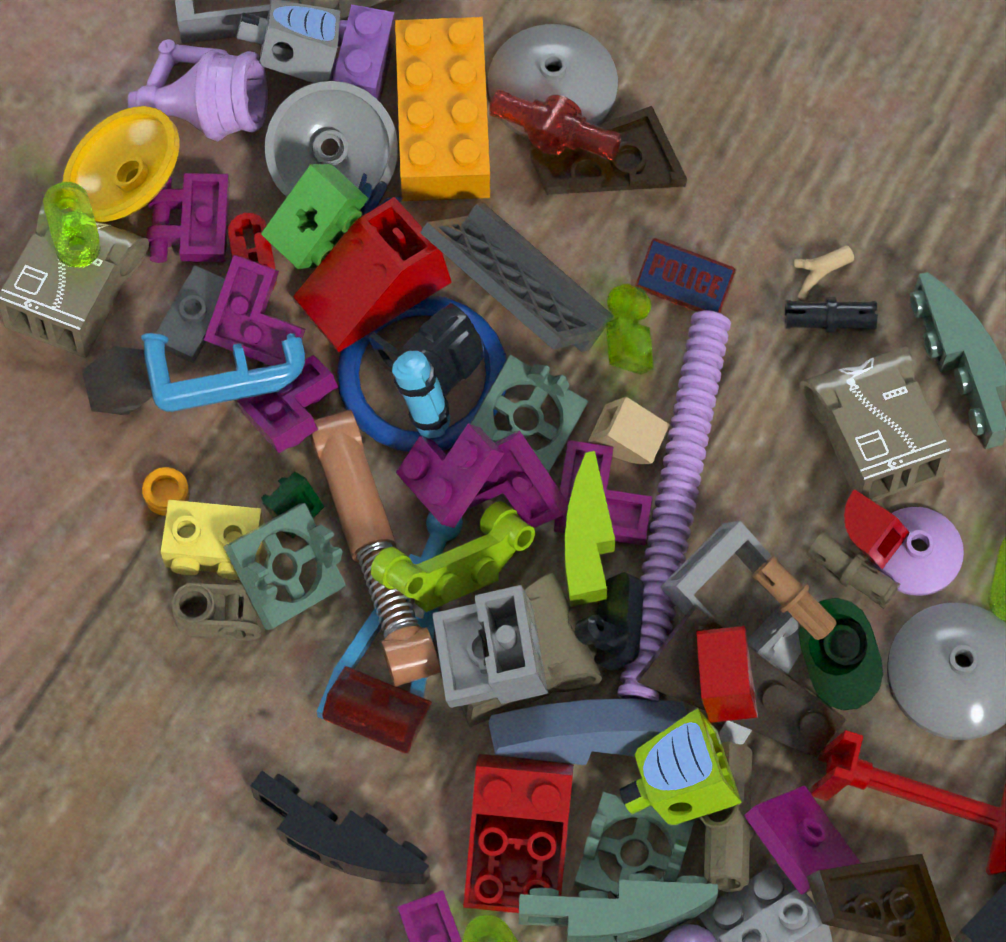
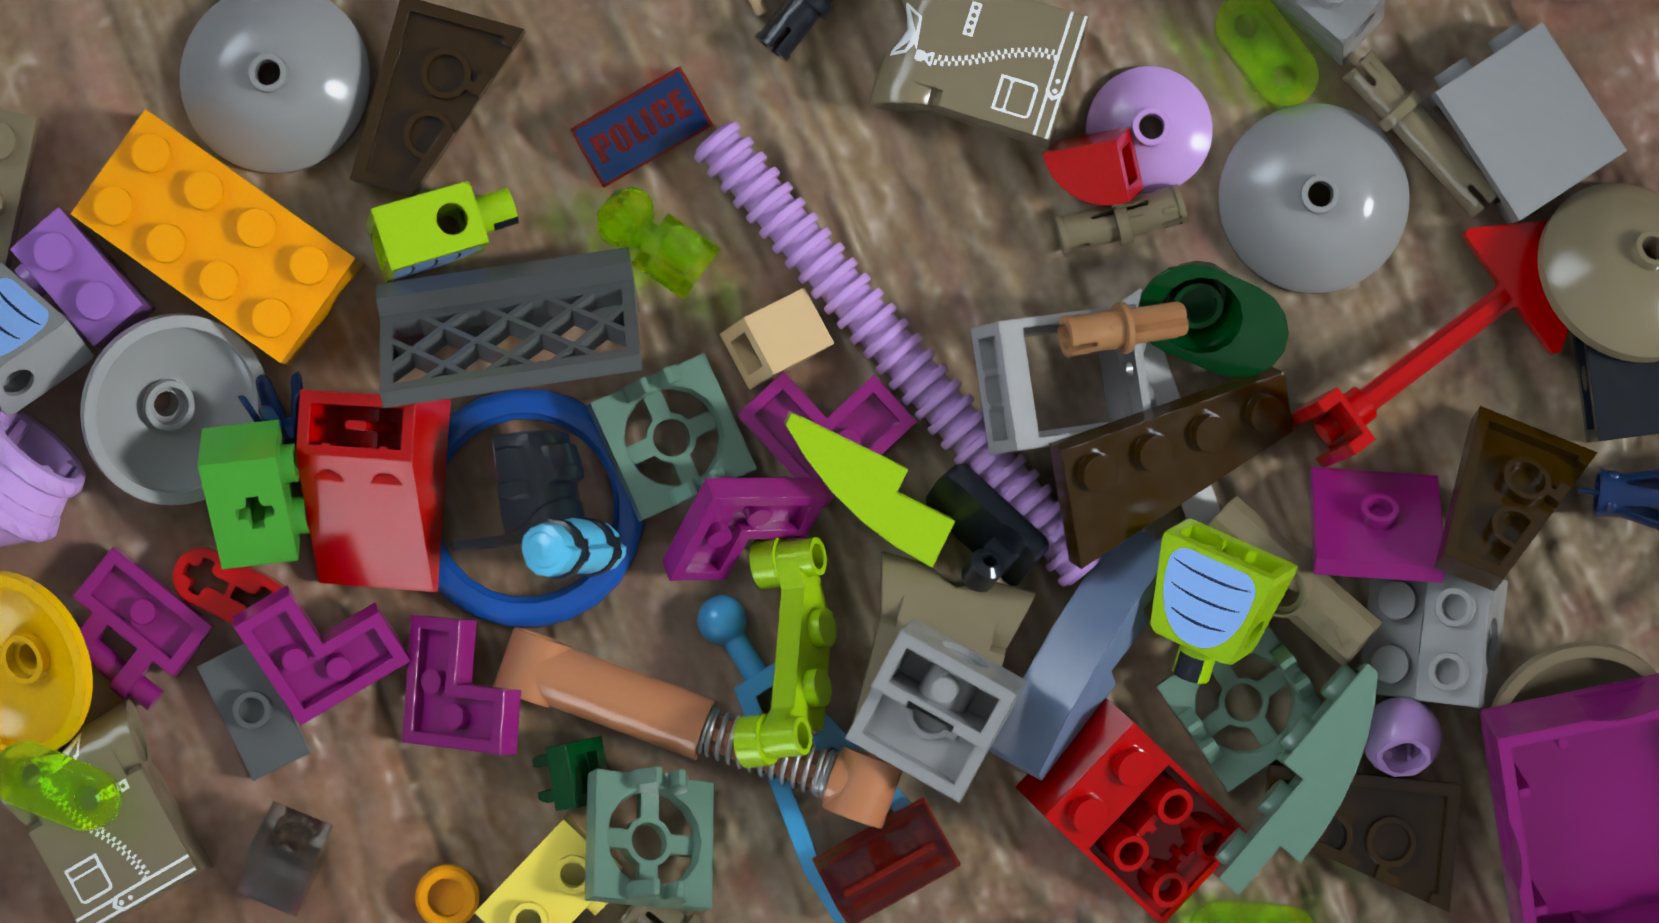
camera: 55 degrees left, 20 degrees up
(218, 387) = (382, 753): dark azure piece -> none
(452, 480) = (690, 591): magenta plate -> none
(540, 207) = (410, 240): none -> lime torso
(555, 124) = (346, 131): clear red pin -> none
(726, 674) = (1152, 474): red slope -> none

